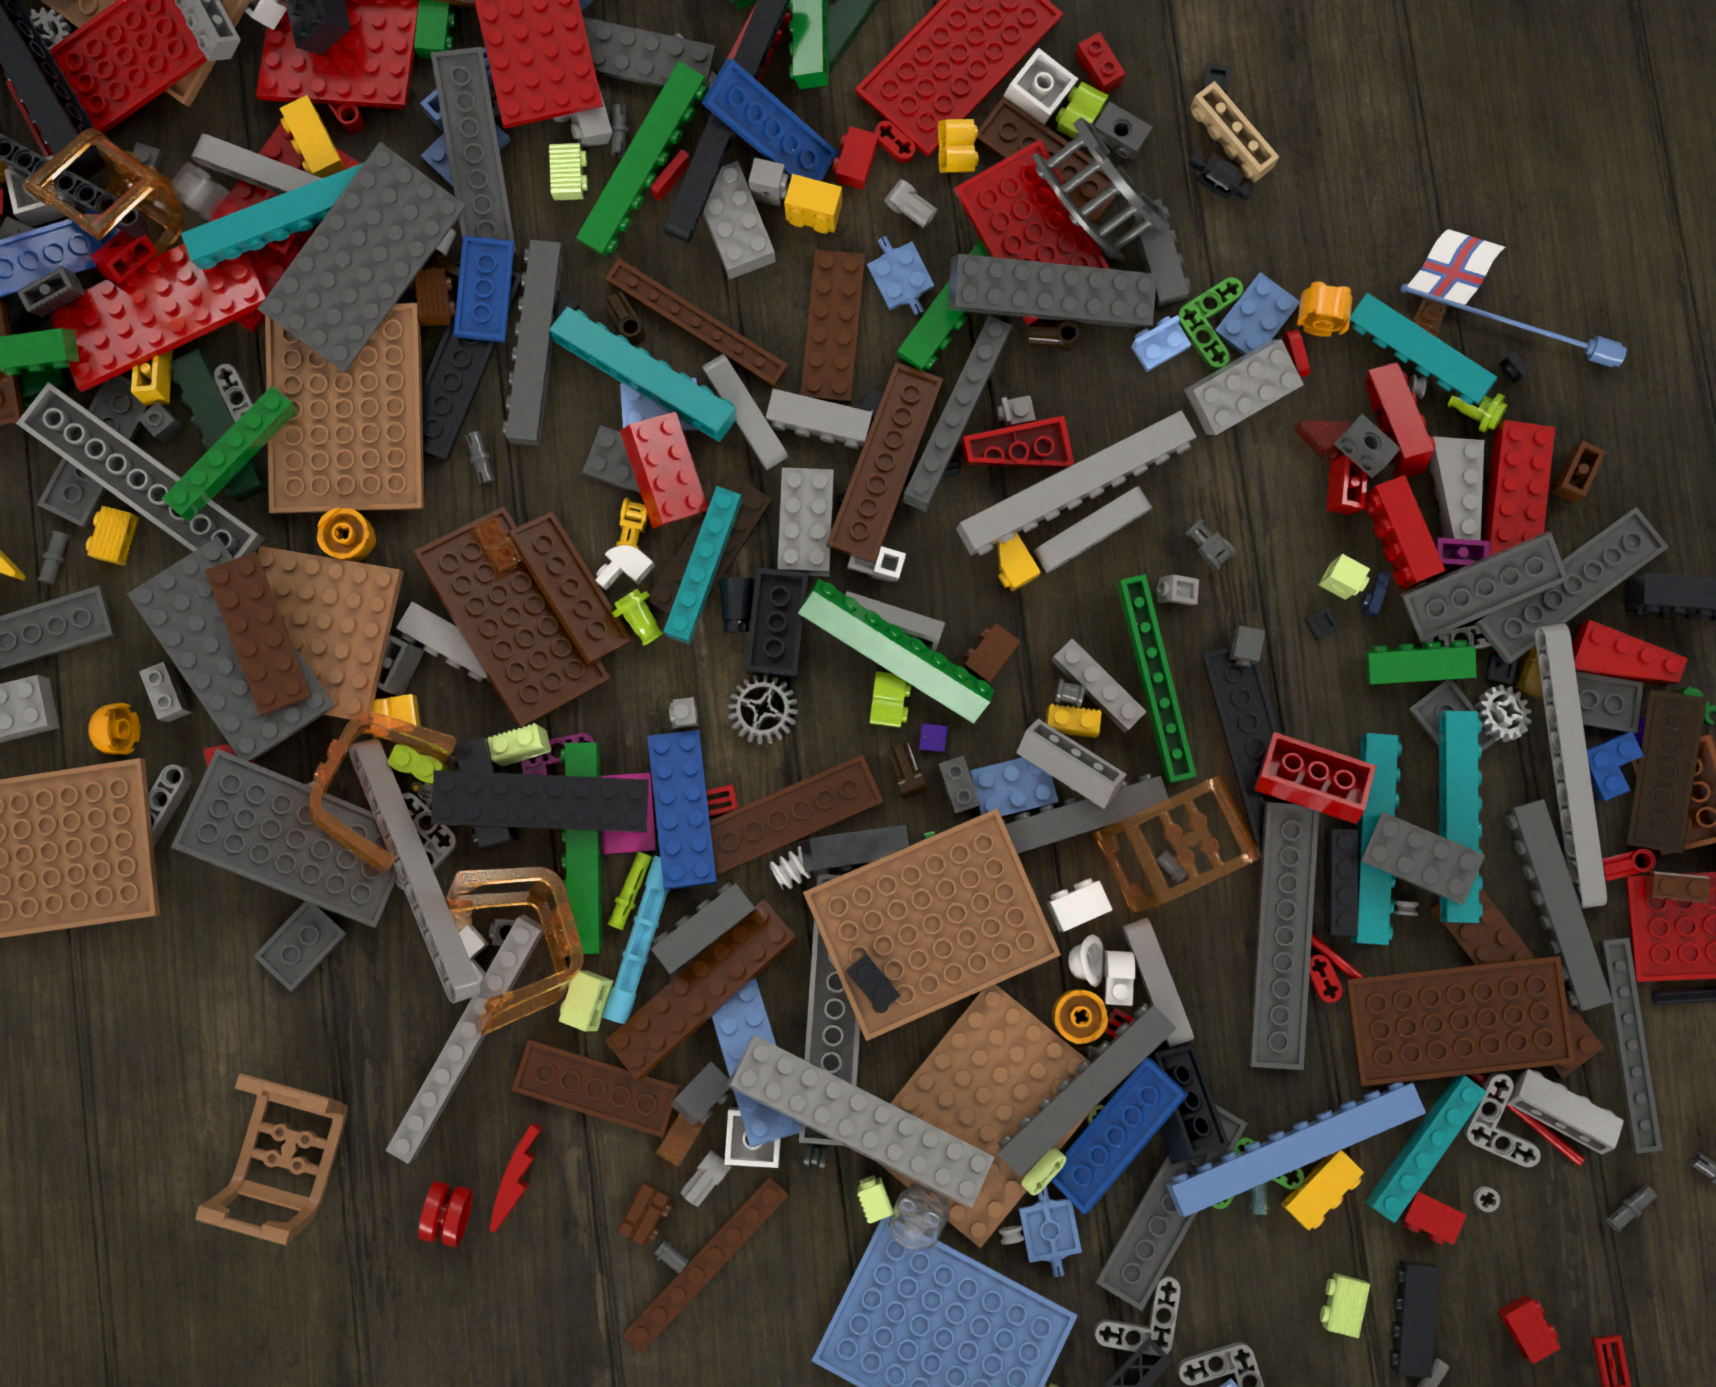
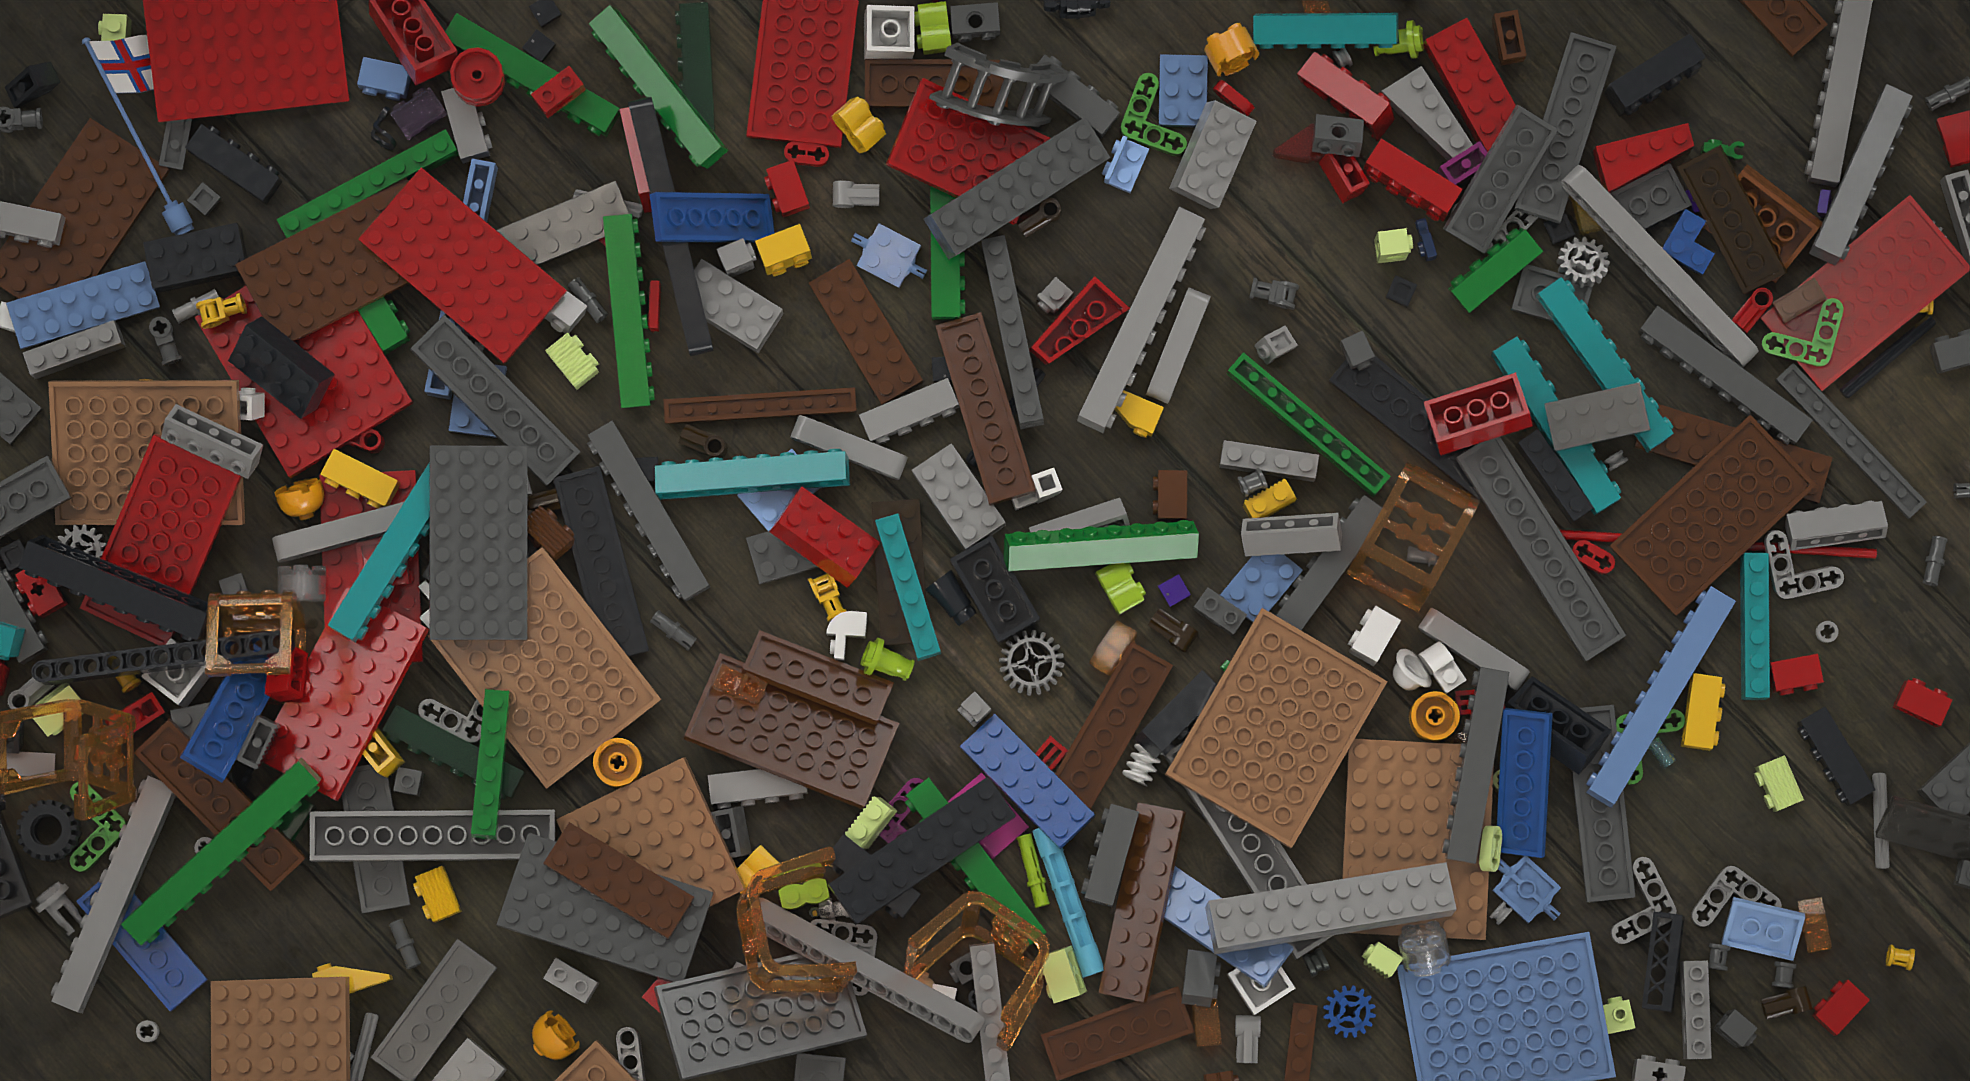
camera: 35 degrees left, 0 degrees up
(253, 122) = (301, 498): none -> light orange cylinder
(484, 289) = (580, 498): blue tile -> none
(799, 1222) = (1342, 1002): none -> blue gear
(842, 748) = (1113, 647): none -> clear orange slope
(873, 983) = (1265, 801): black plate -> none
(1665, 935) = (1817, 342): none -> bright green beam

